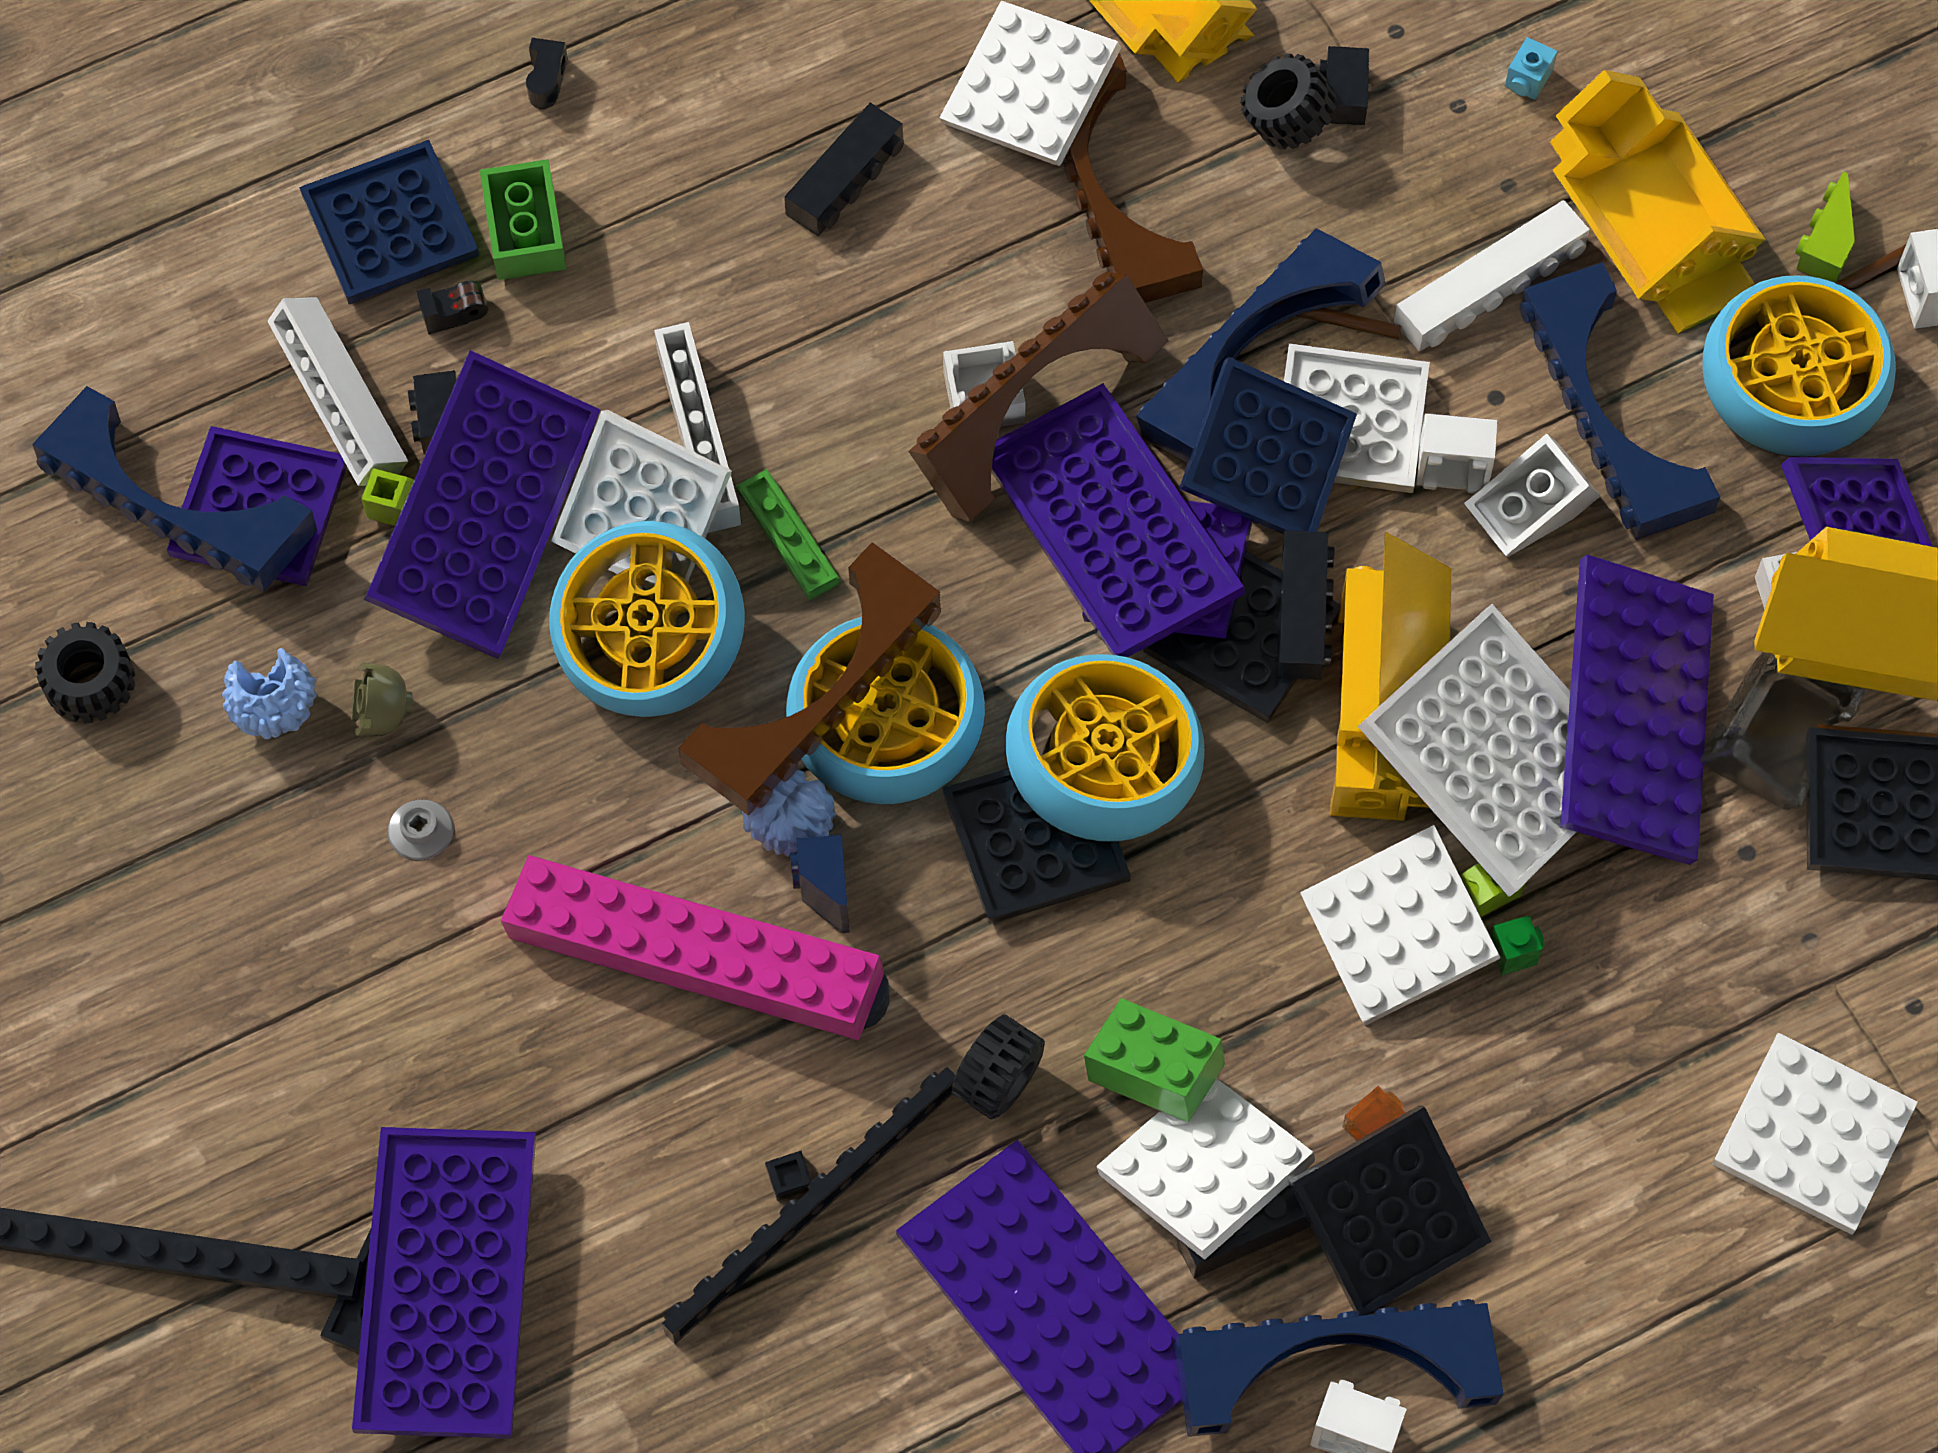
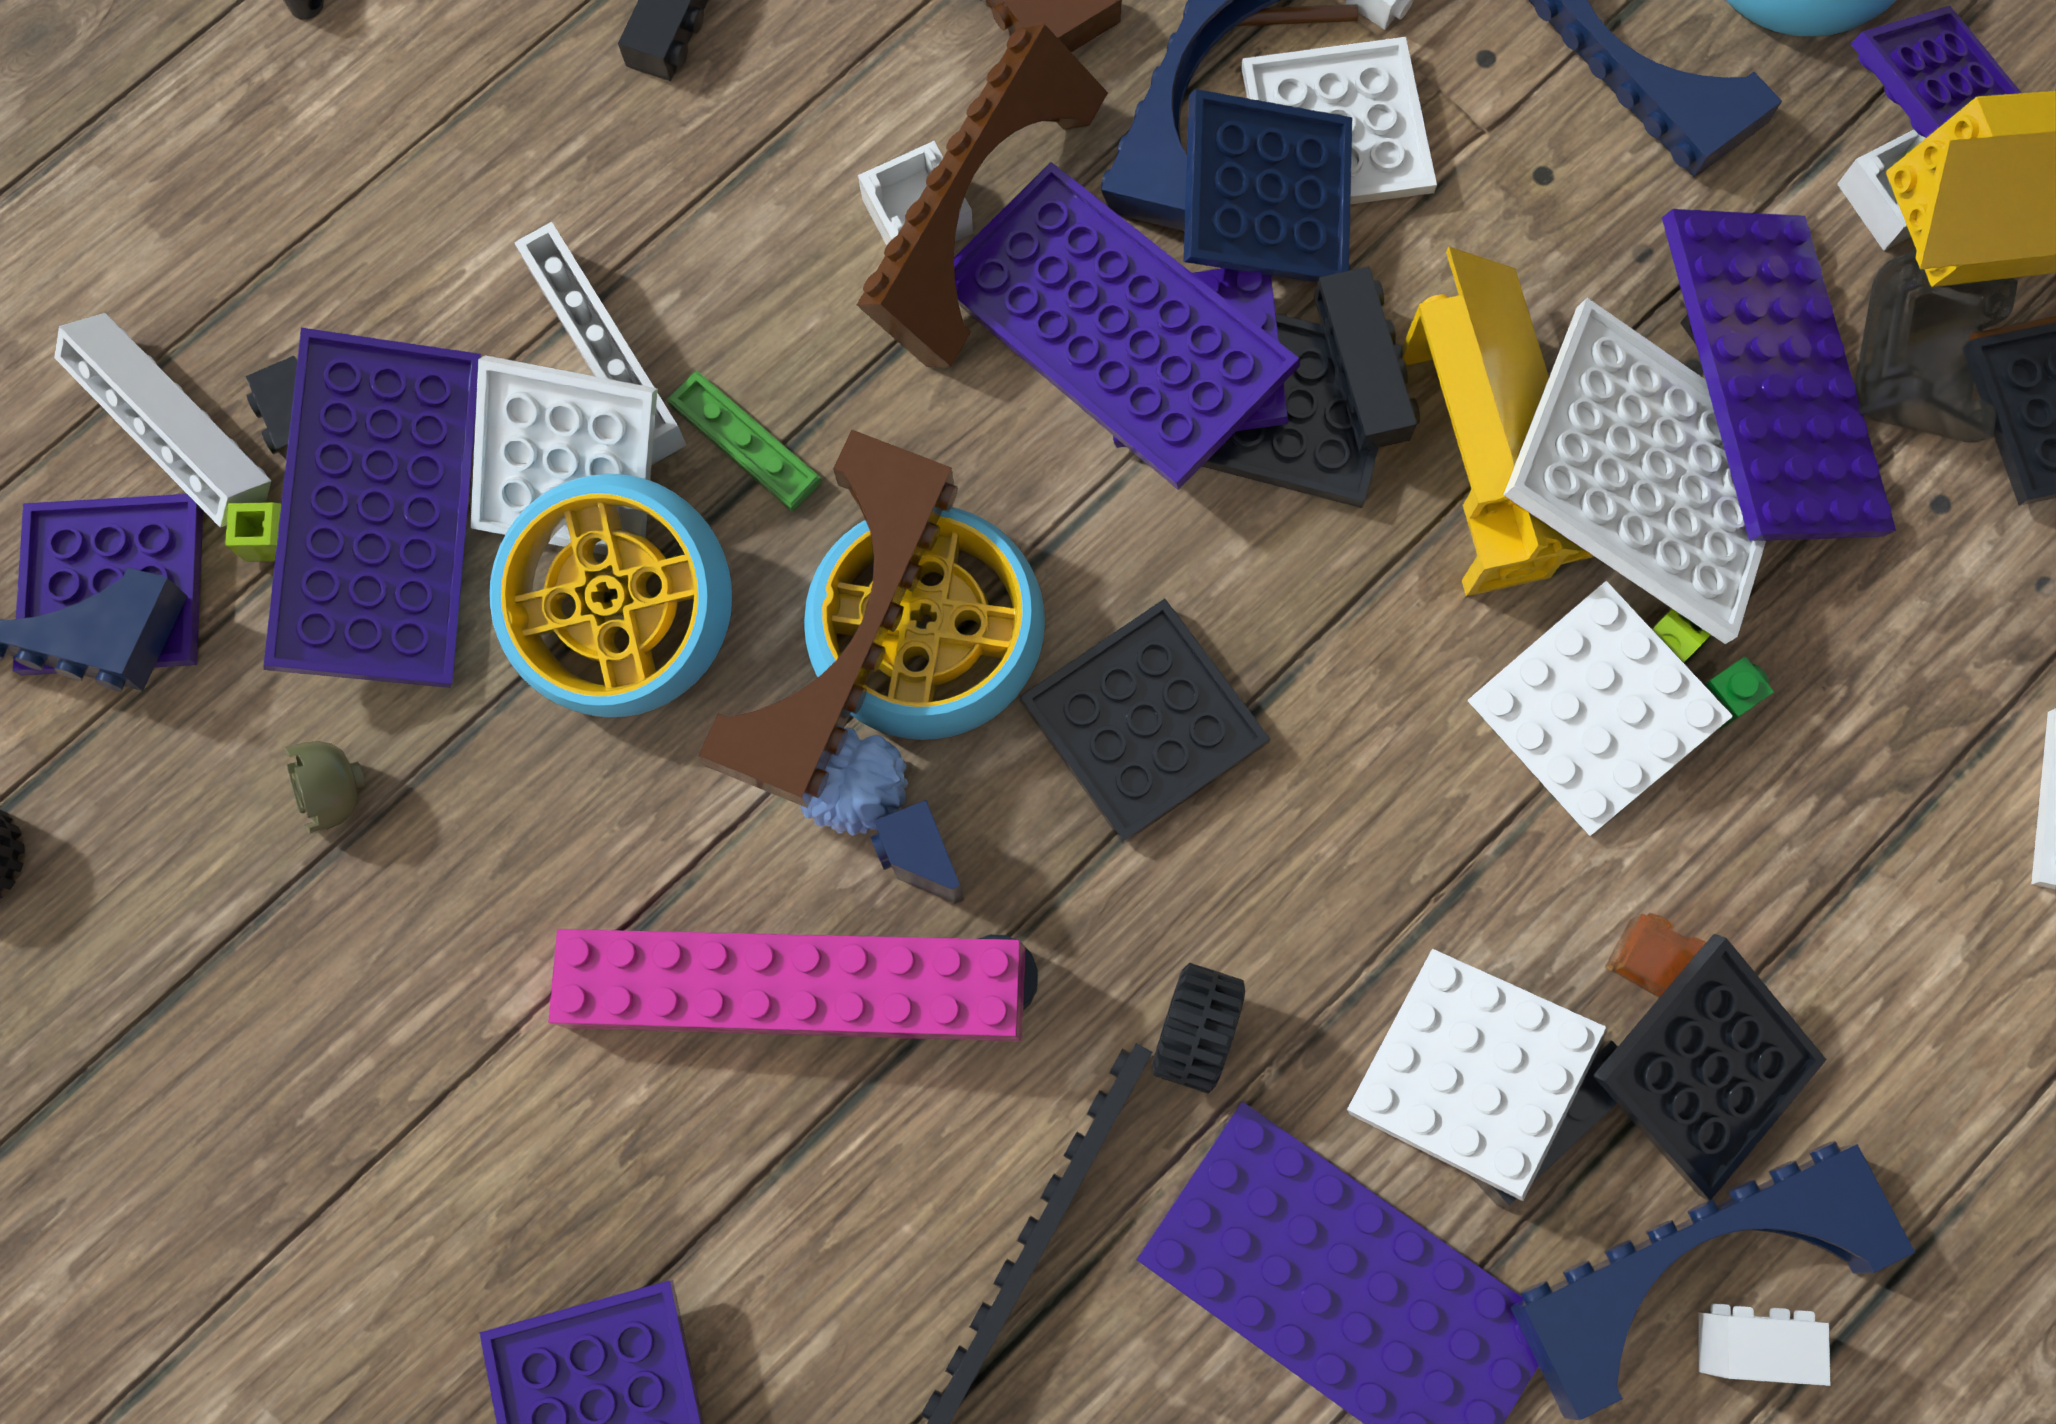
camera: 15 degrees left, 10 degrees up
(272, 702) = (185, 827): light blue hair -> none
(389, 221) = (167, 199): dark blue plate -> none
(420, 844) = (438, 931): light grey piece -> none
(452, 306) = (270, 278): black leg -> none
(523, 219) = (321, 153): bright green brick -> none
(788, 1175) = (988, 1226): black tile -> none
(1094, 796) = (1221, 528): wheel -> none
(1154, 1060) = (1376, 961): bright green brick -> none
(1456, 452) = (1477, 131): white container -> none
(1532, 497) = (1571, 159): white slope -> none

